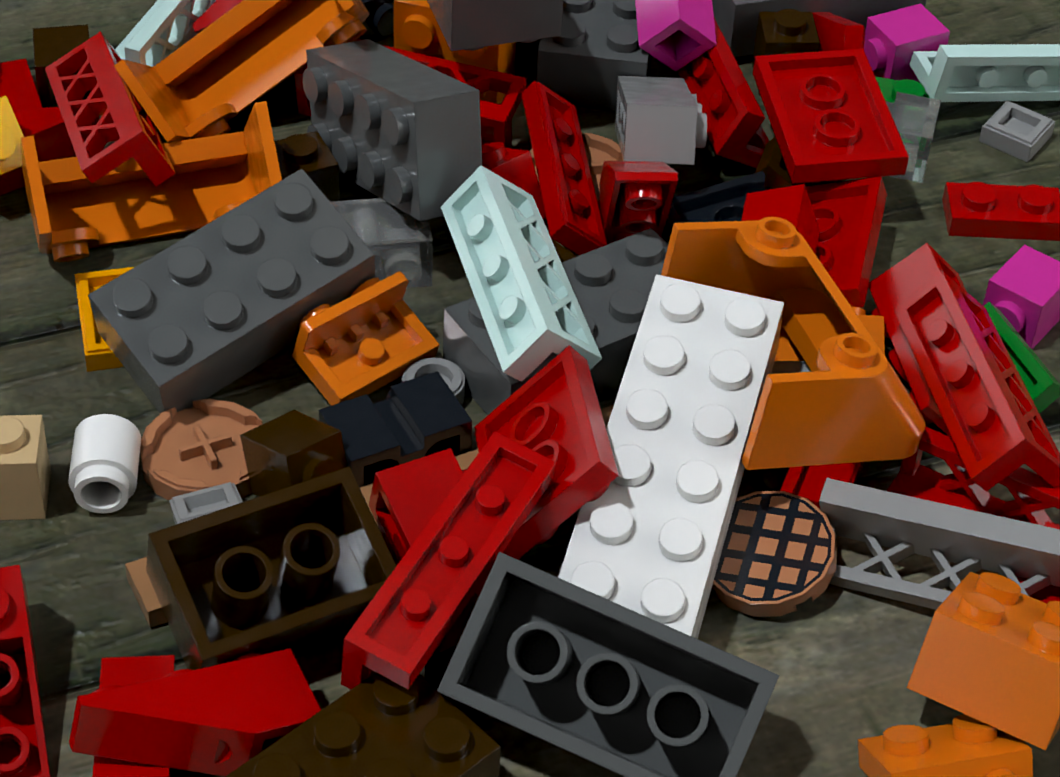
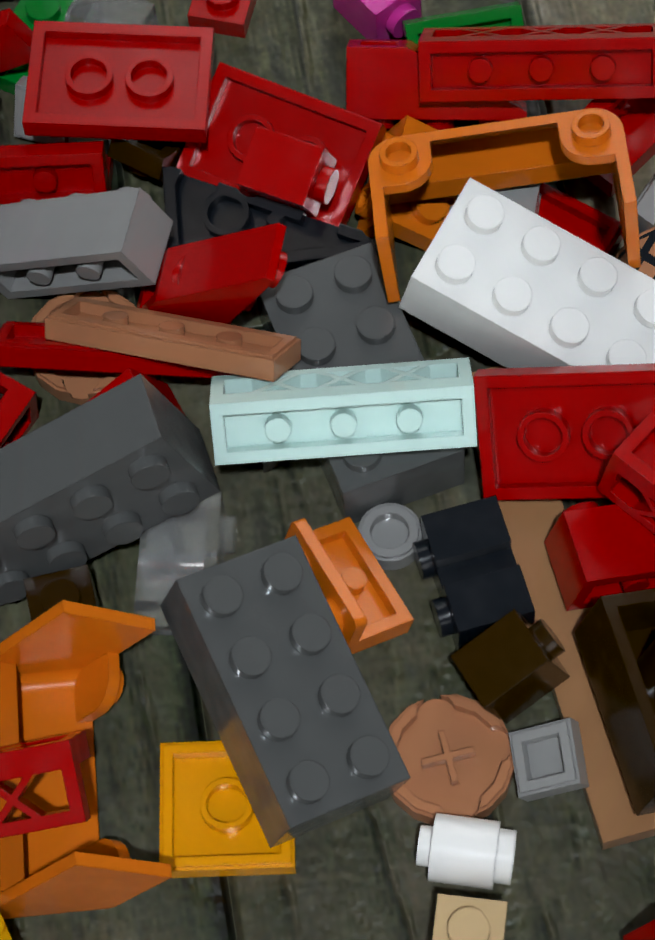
camera: 70 degrees left, 20 degrees up
(568, 178) = (174, 338): none -> nougat tile

